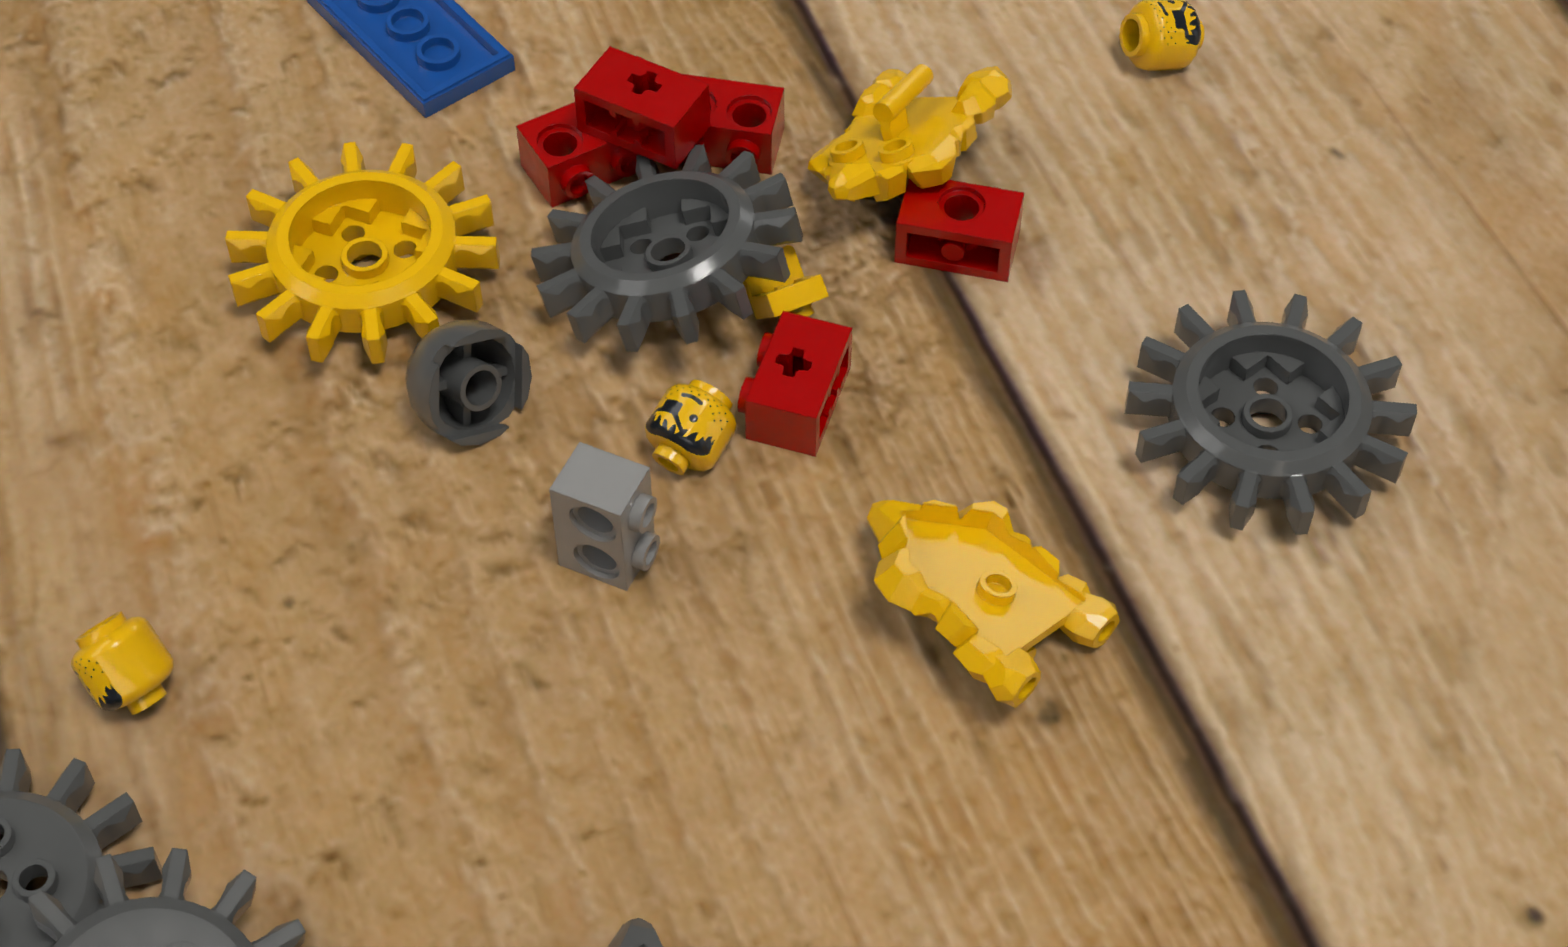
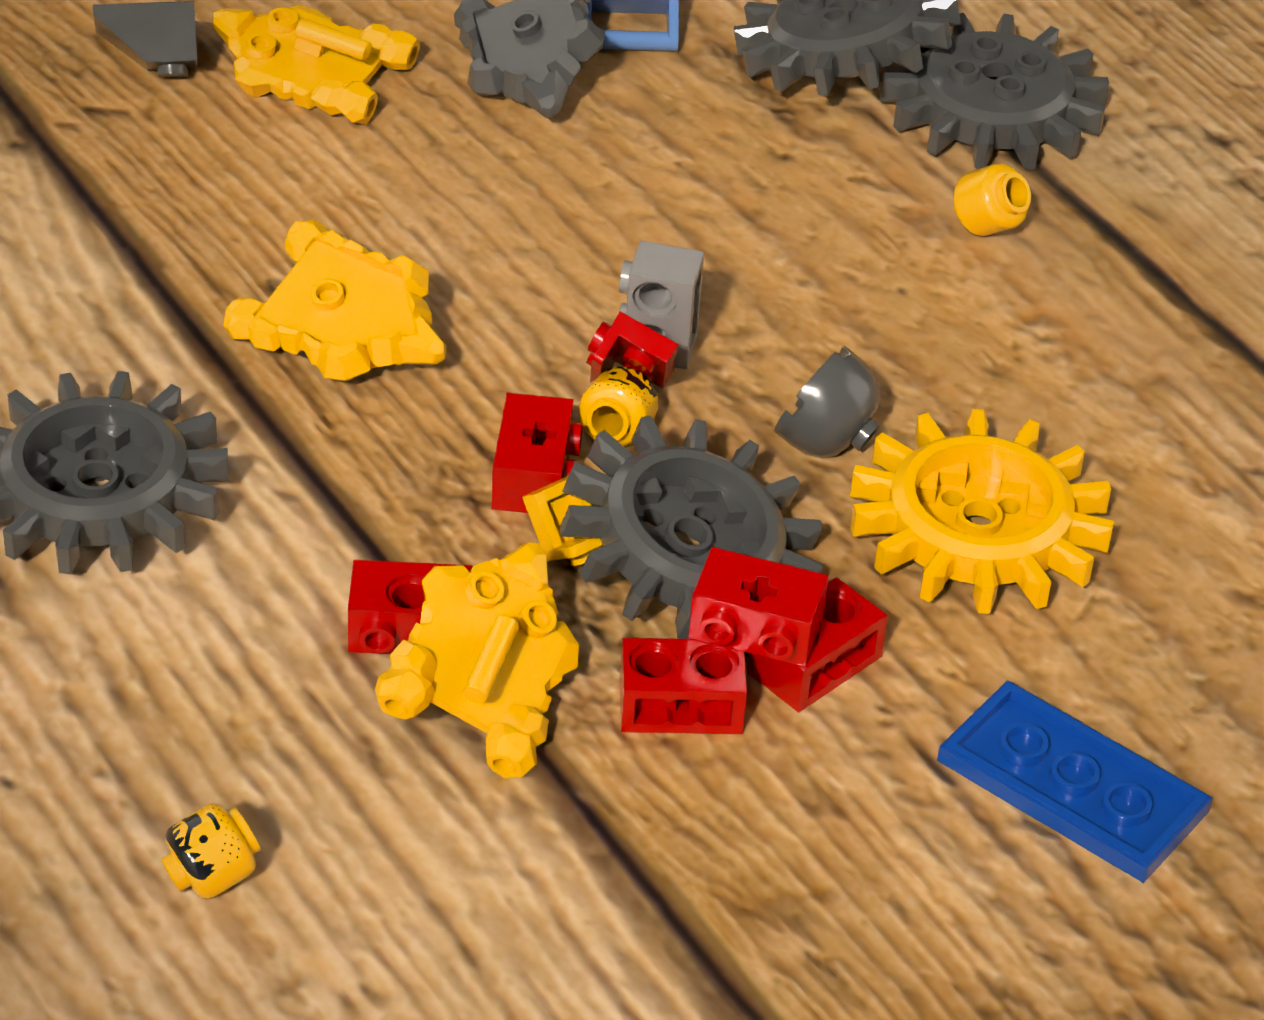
camera: 165 degrees right, 10 degrees down
(673, 438) = (634, 347): none -> red bracket

